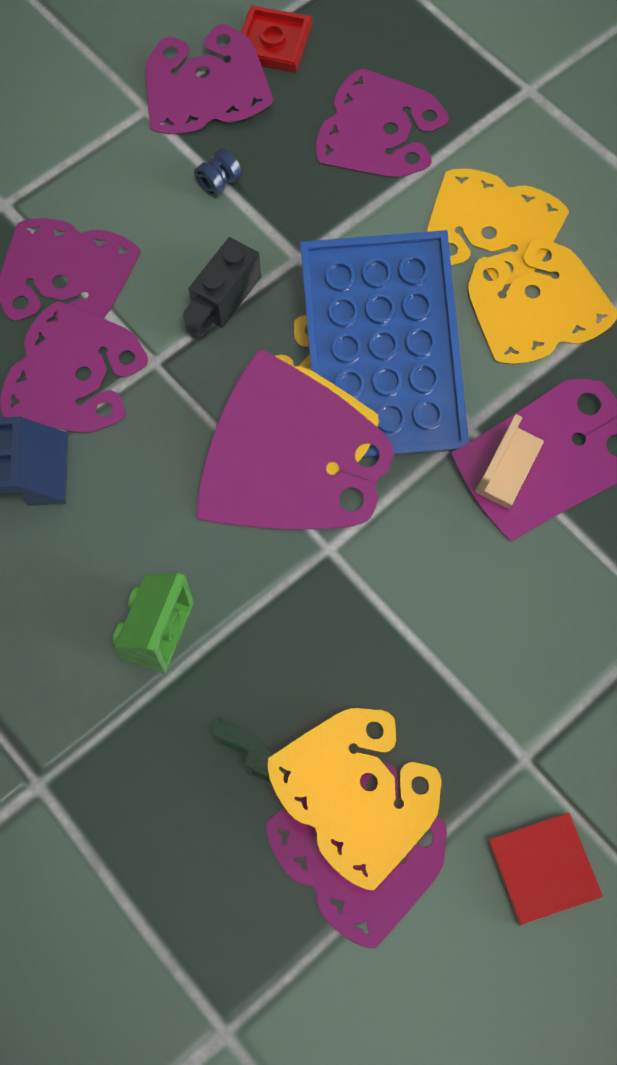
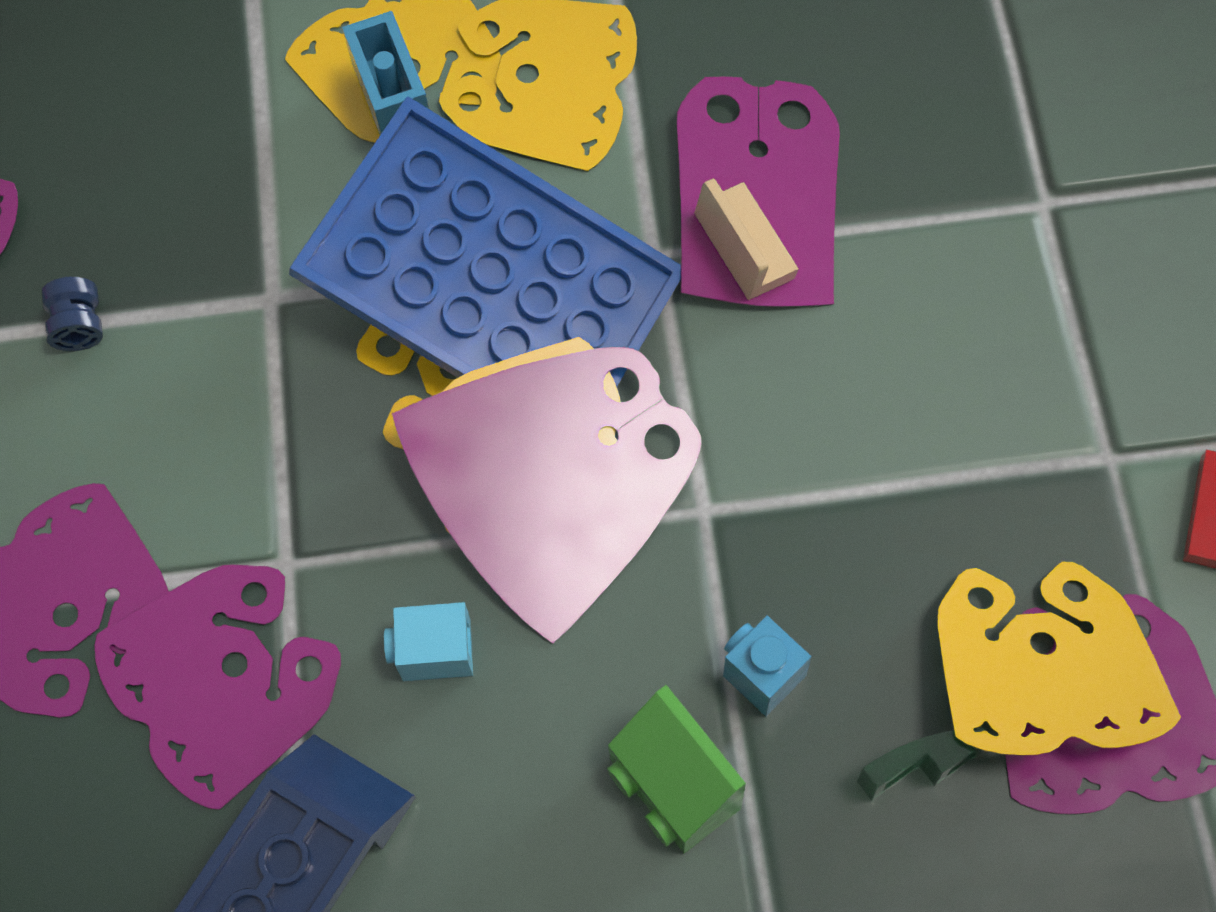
camera: 55 degrees left, 0 degrees up
(152, 455) = (430, 642): none -> medium azure brick
(221, 287) = (251, 411): black brick -> none
(249, 632) = (764, 664): none -> dark azure brick
(361, 122) = (130, 105): magenta piece -> none
(467, 217) = (383, 66): none -> dark azure brick

